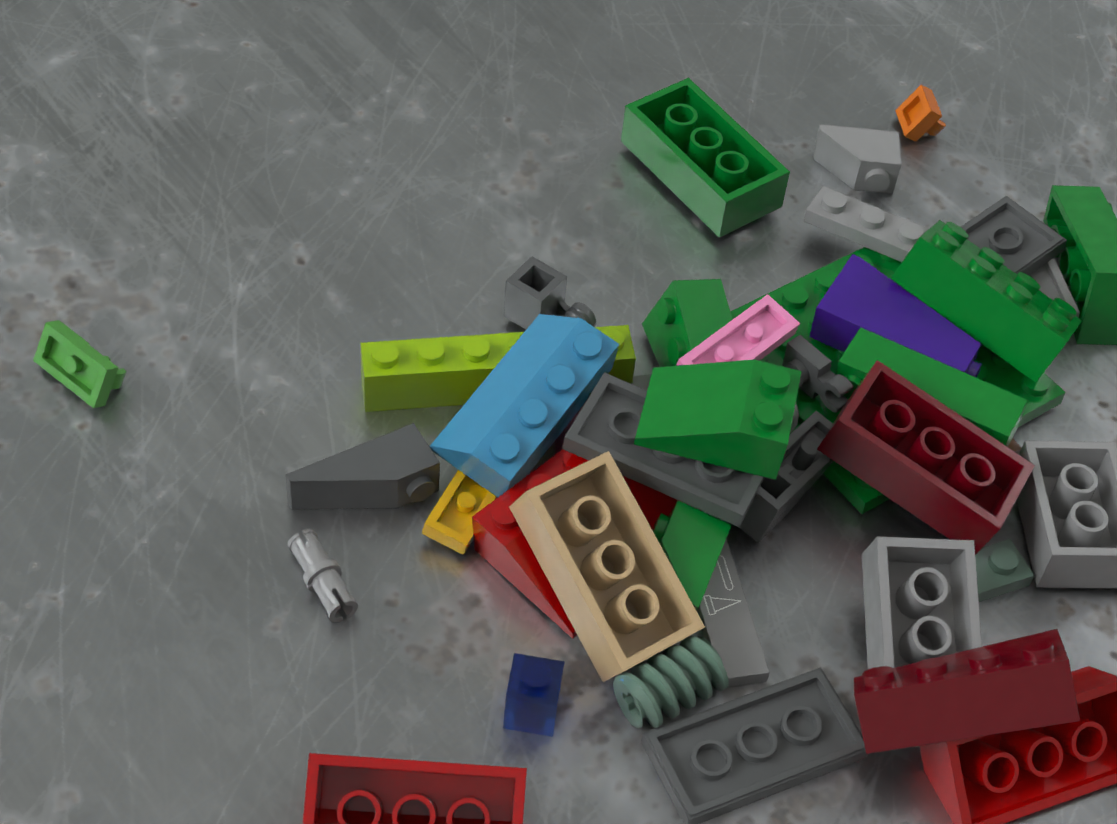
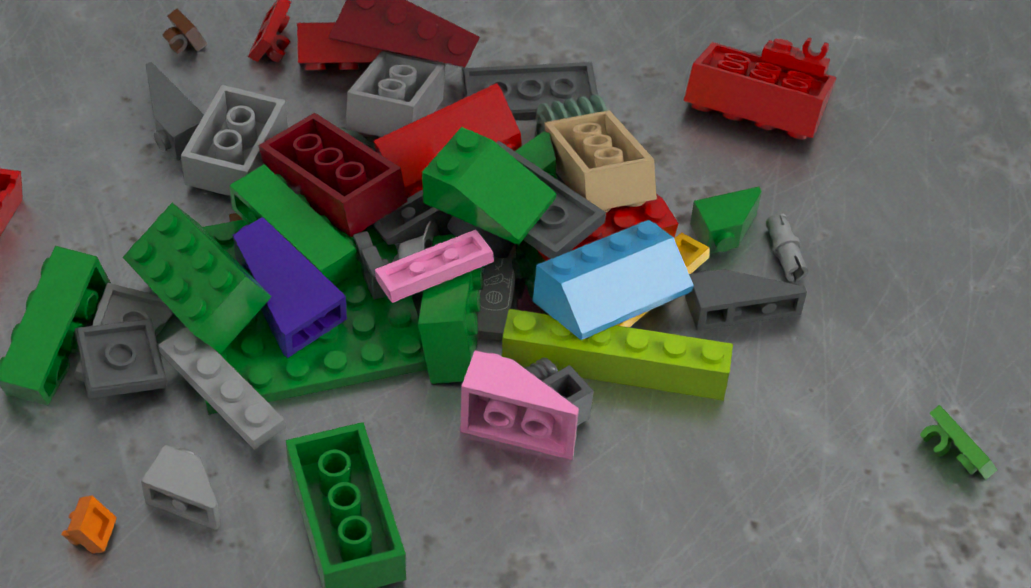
camera: 160 degrees left, 0 degrees up
(414, 582) = (725, 218): none -> green slope
(533, 694) = (665, 133): clear blue brick -> none
(600, 261) = (515, 407): none -> bright pink slope
(803, 557) = (420, 141): none -> red slope

